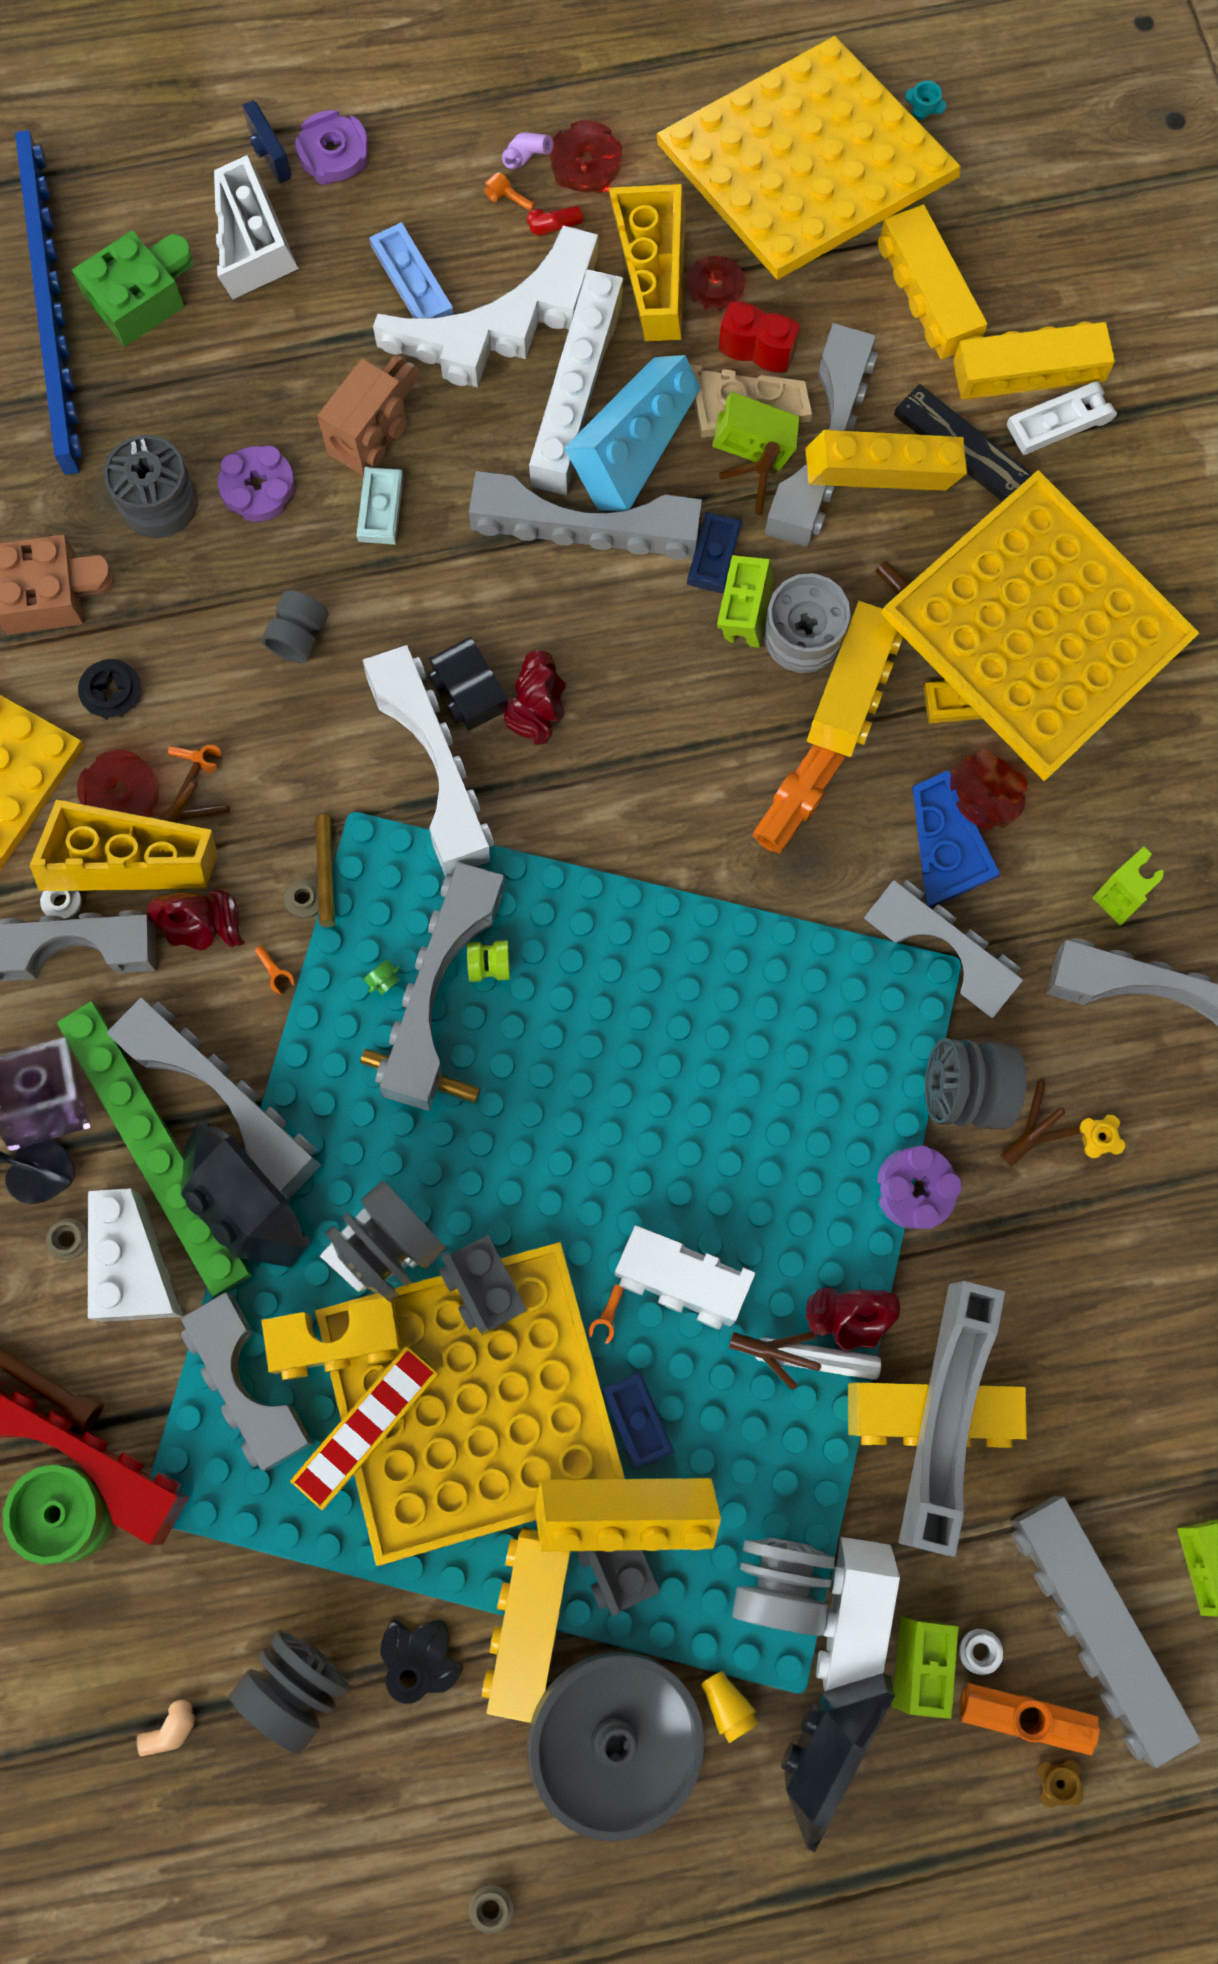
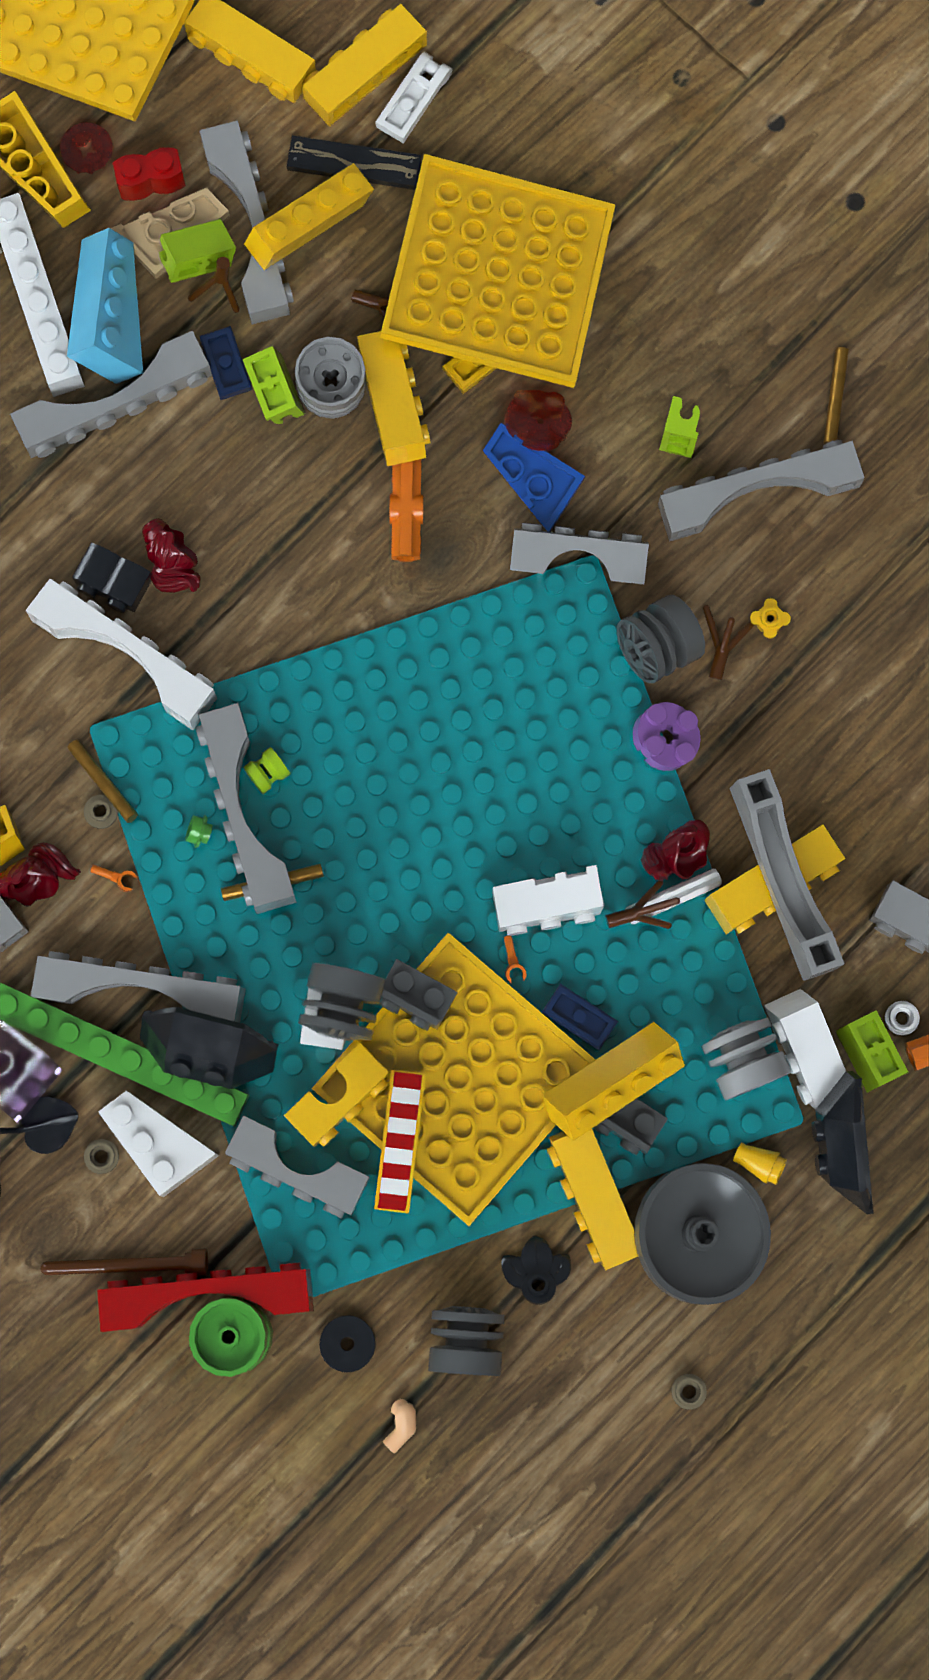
camera: 35 degrees left, 5 degrees up
(154, 1606) = (331, 1340): none -> black piece

